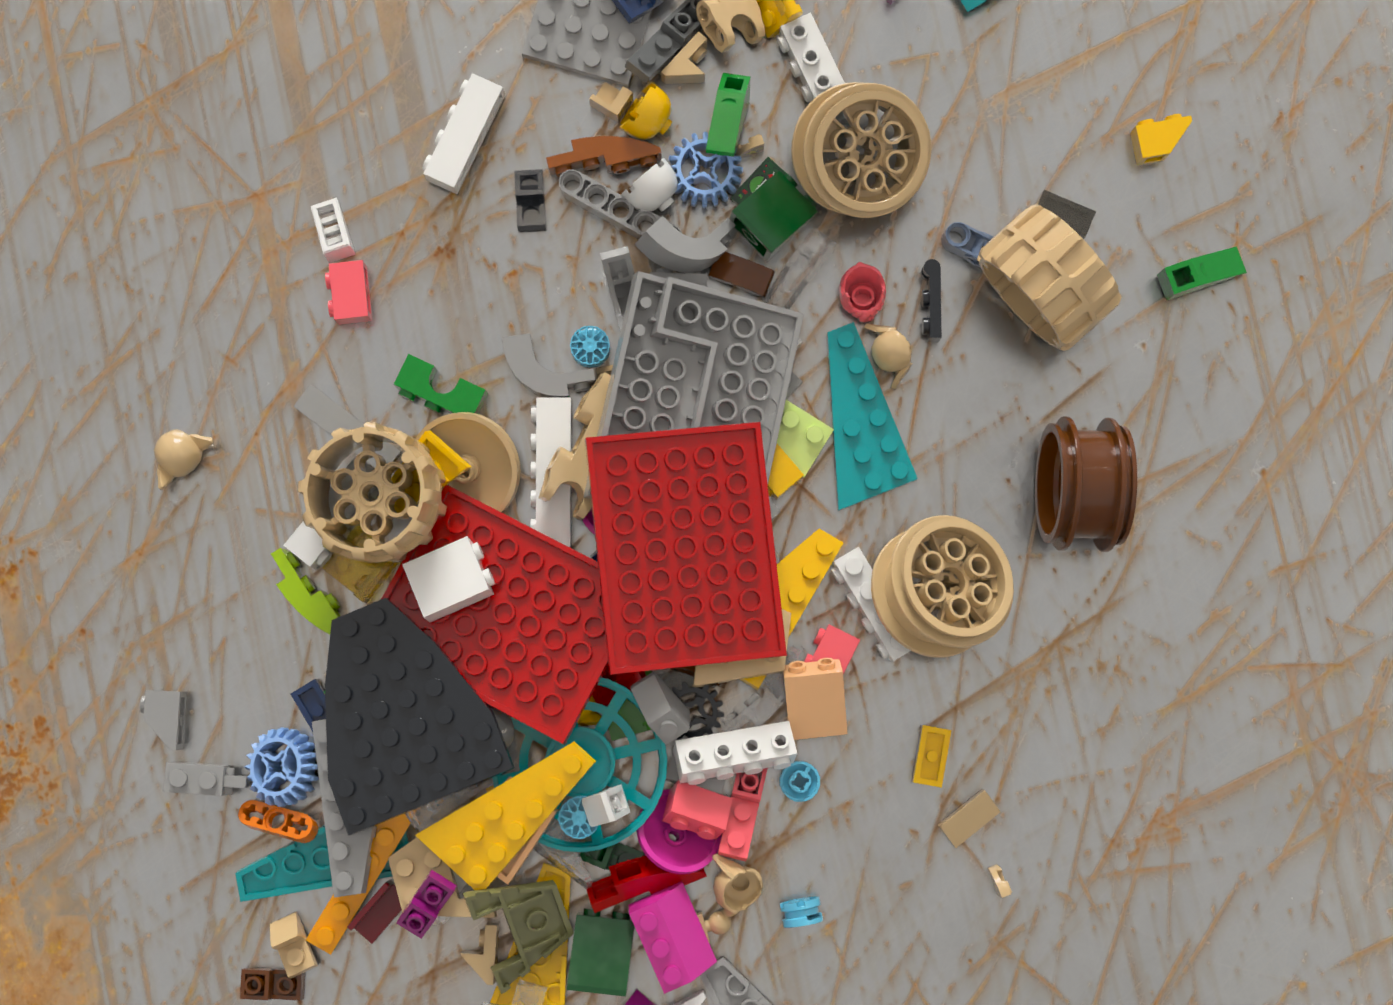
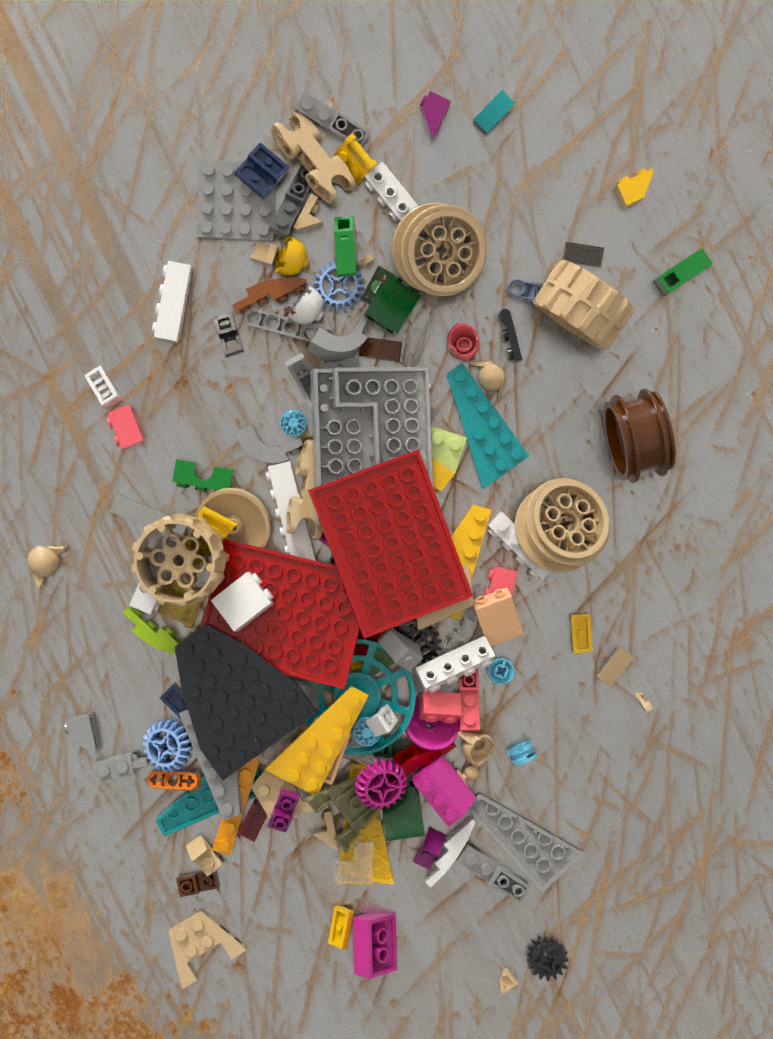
camera: 15 degrees left, 5 degrees up
(575, 888) = (375, 779): none -> dark pink gear

